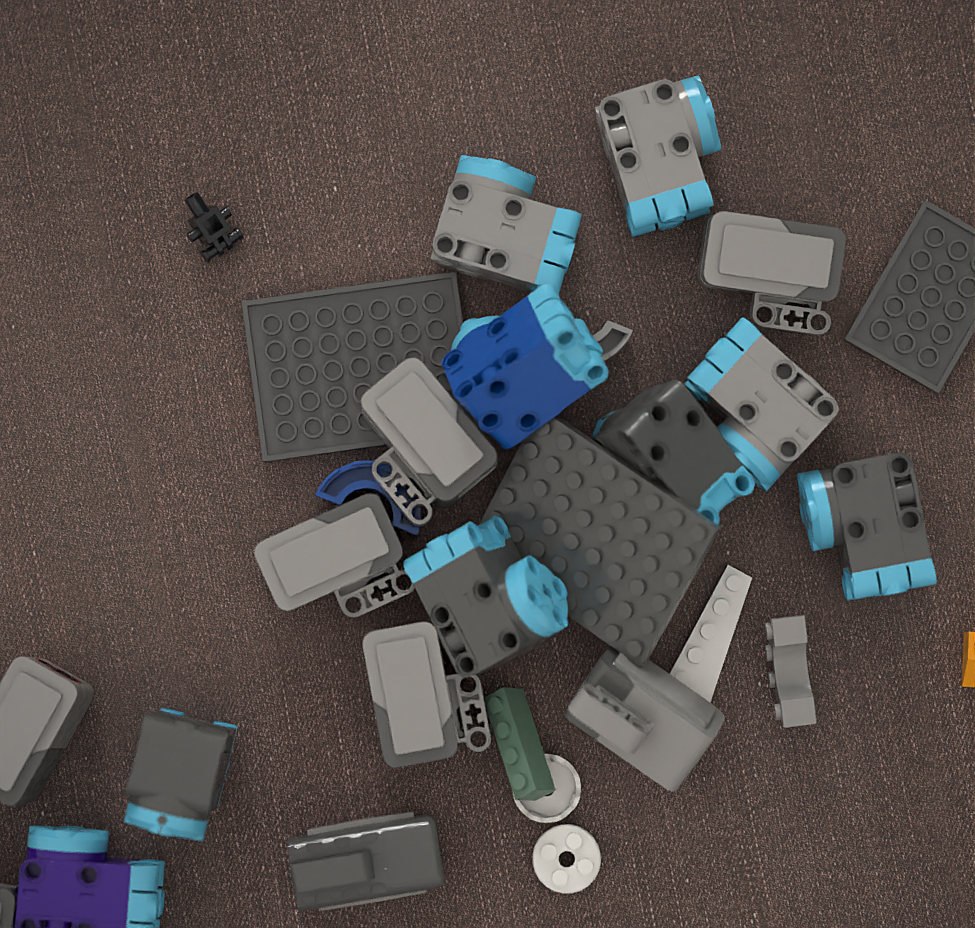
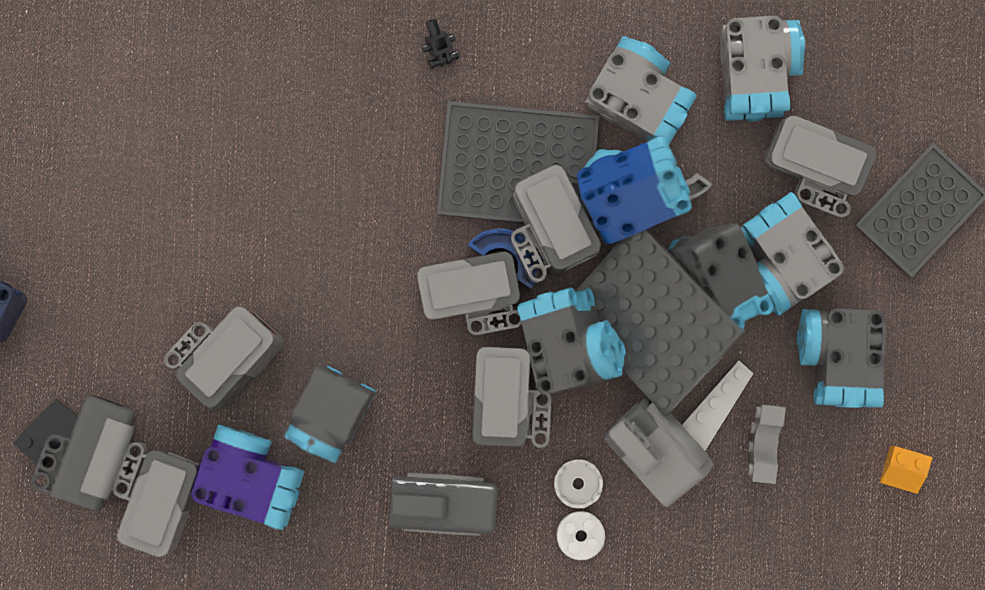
camera: 10 degrees right, 0 degrees up
(519, 744) = (567, 449): sand green brick -> none

